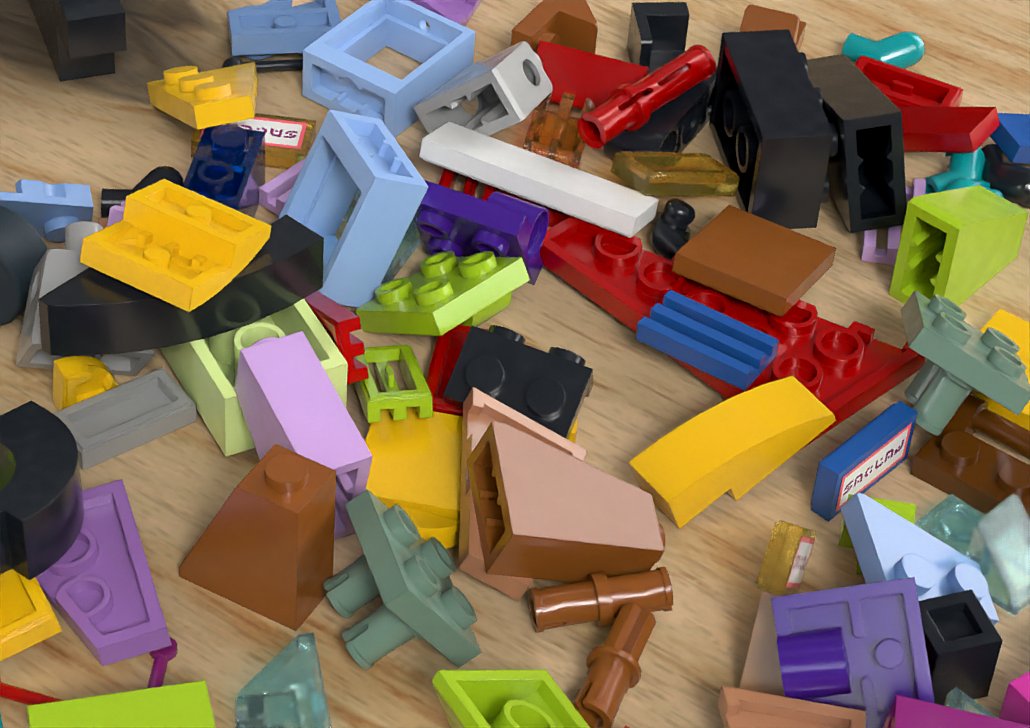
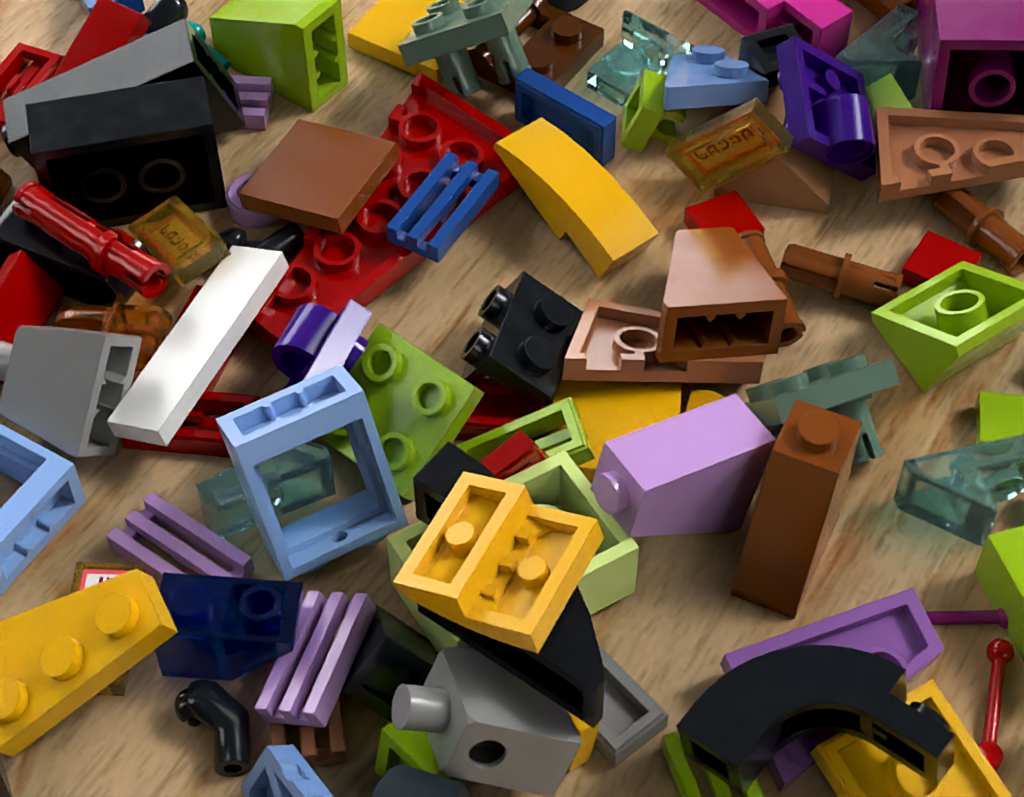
camera: 90 degrees left, 10 degrees up
(708, 588) = (722, 211): none -> red tile

